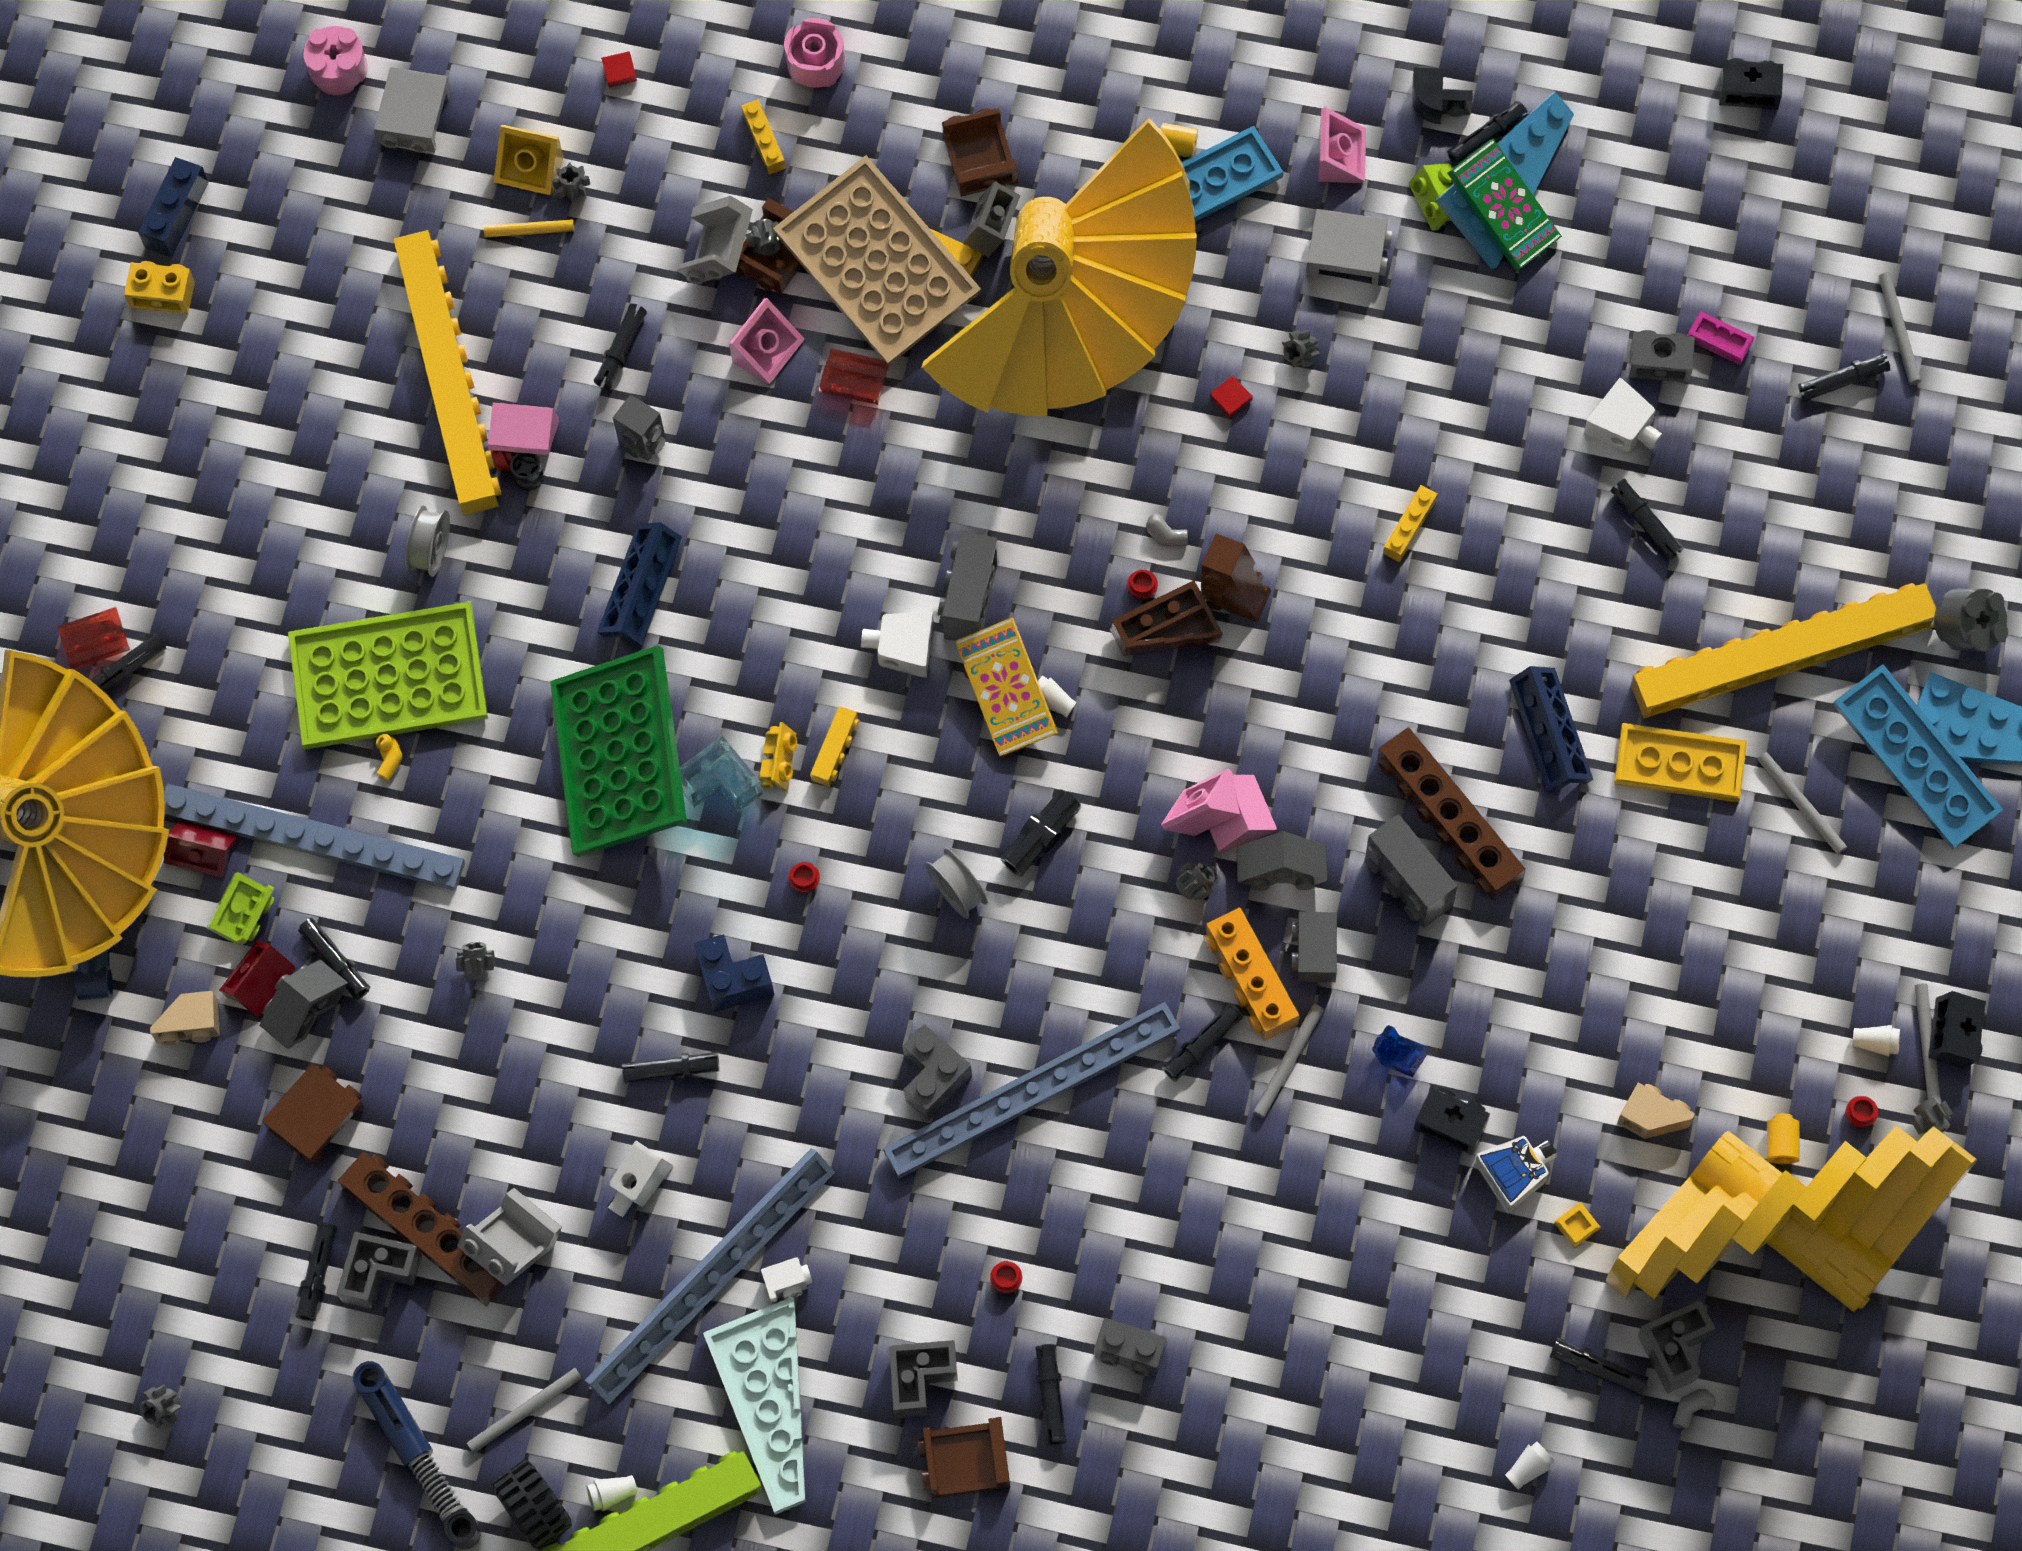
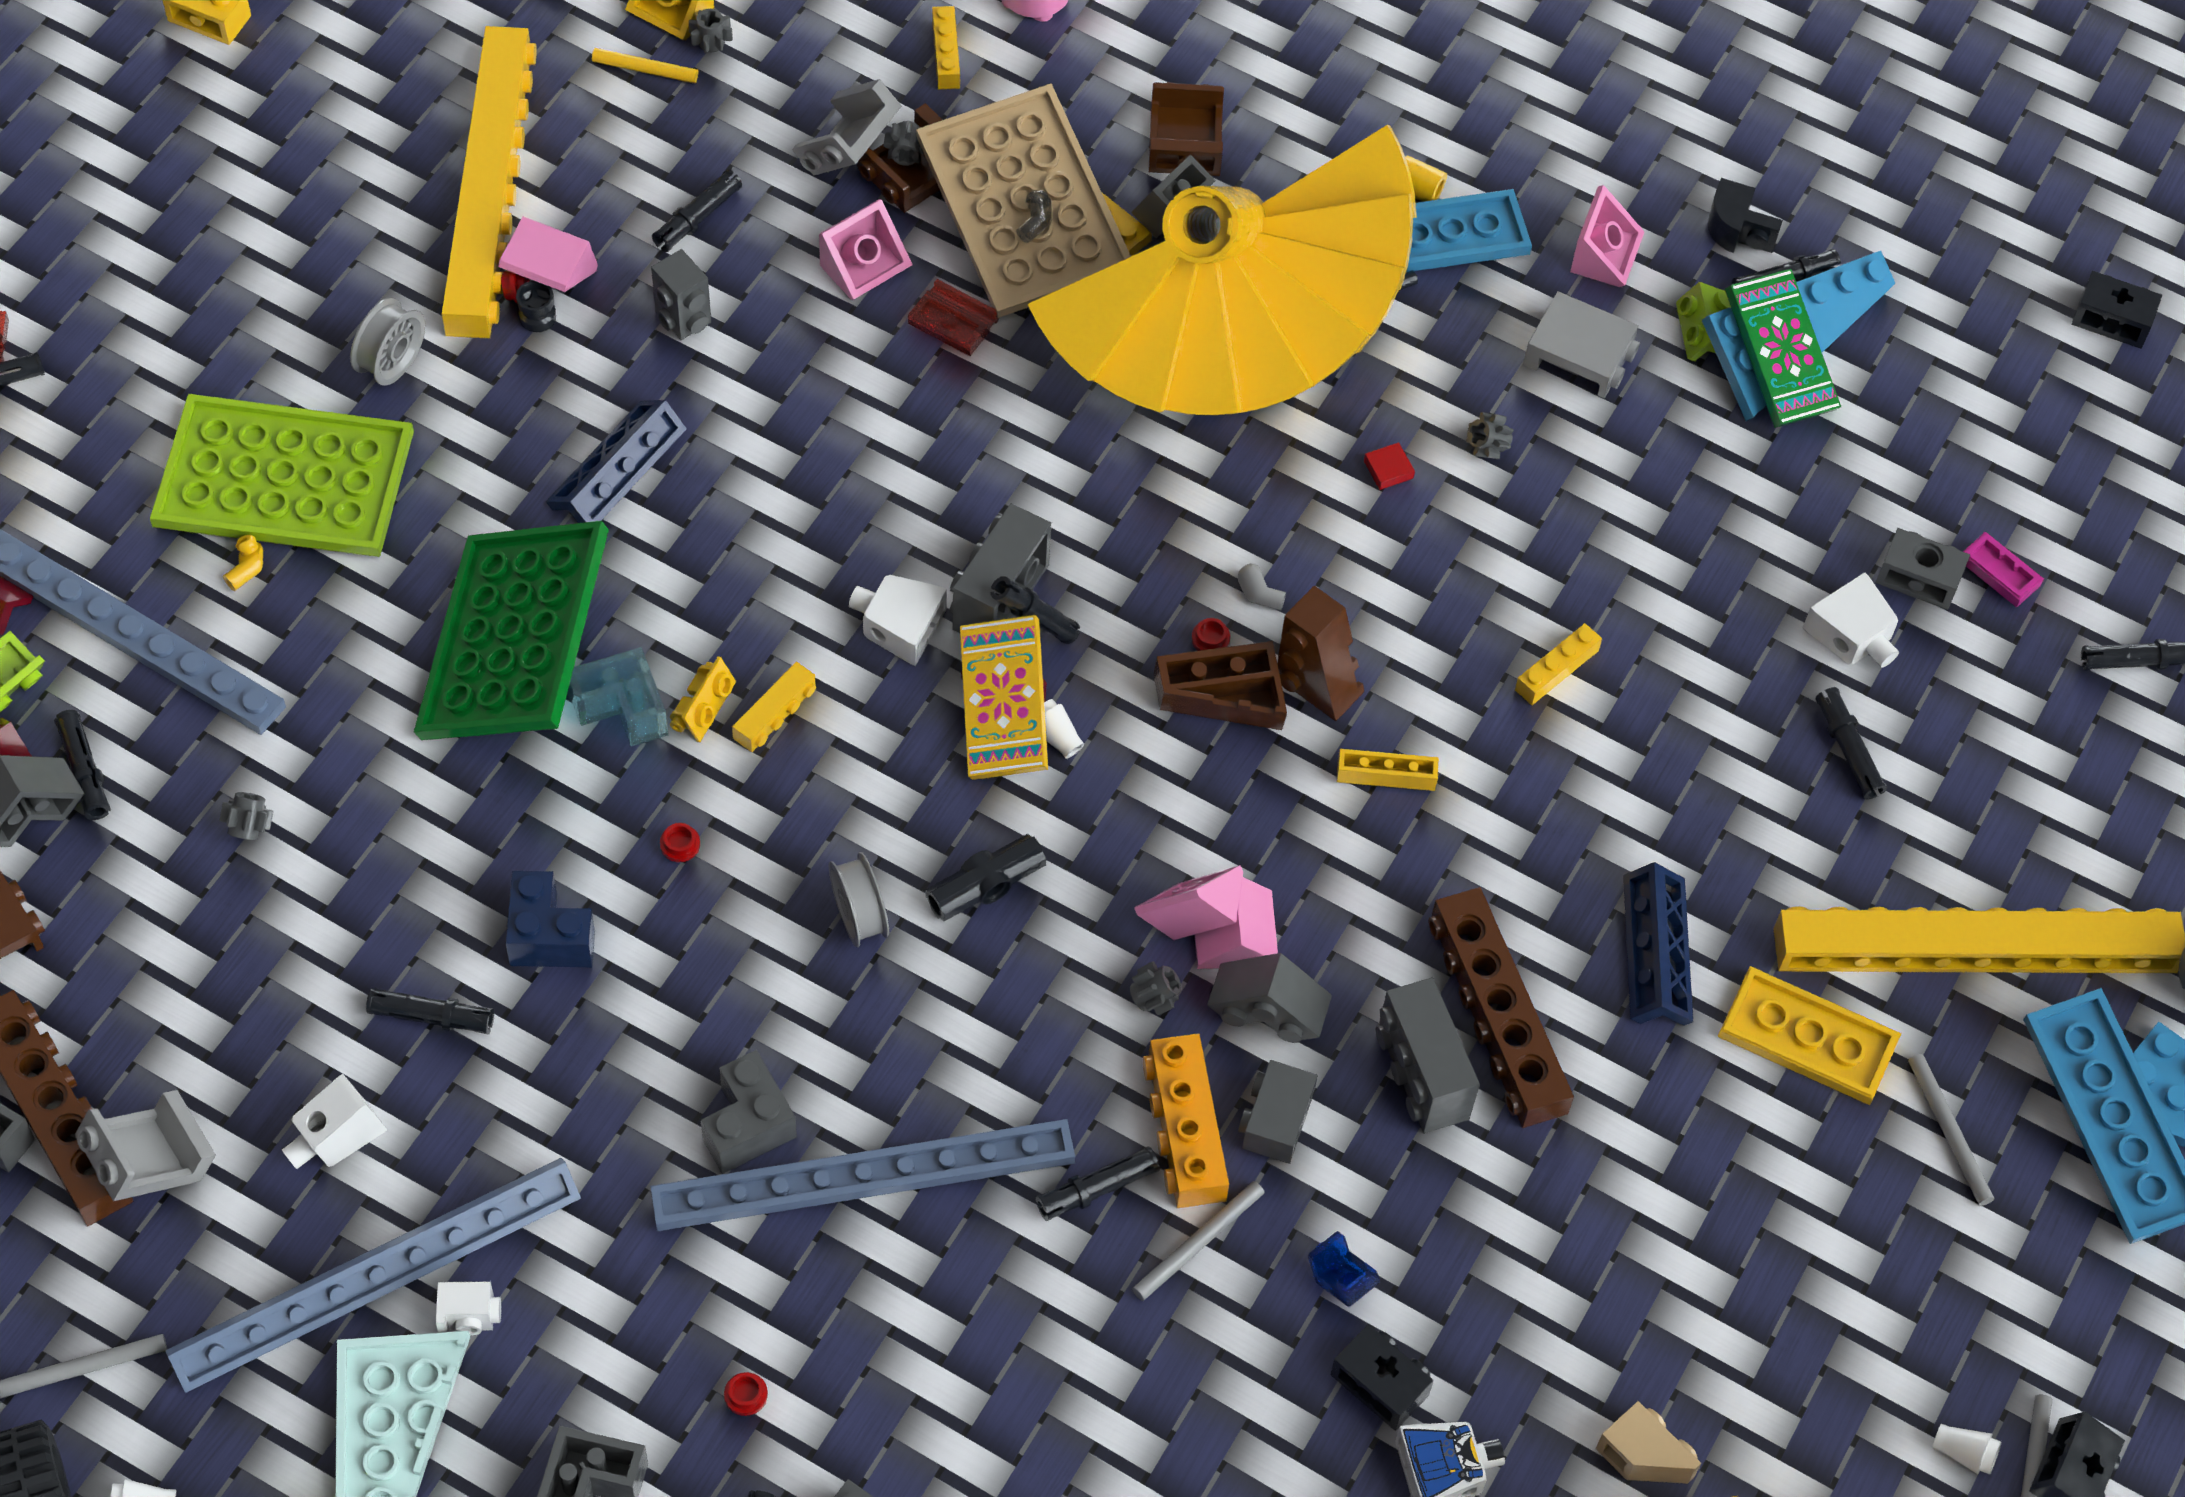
camera: 10 degrees right, 10 degrees down
(896, 273) = (1040, 215): none -> clear smoke arm
(1000, 610) = (1027, 603): none -> black pin
(1309, 651) = (1387, 769): none -> yellow piece

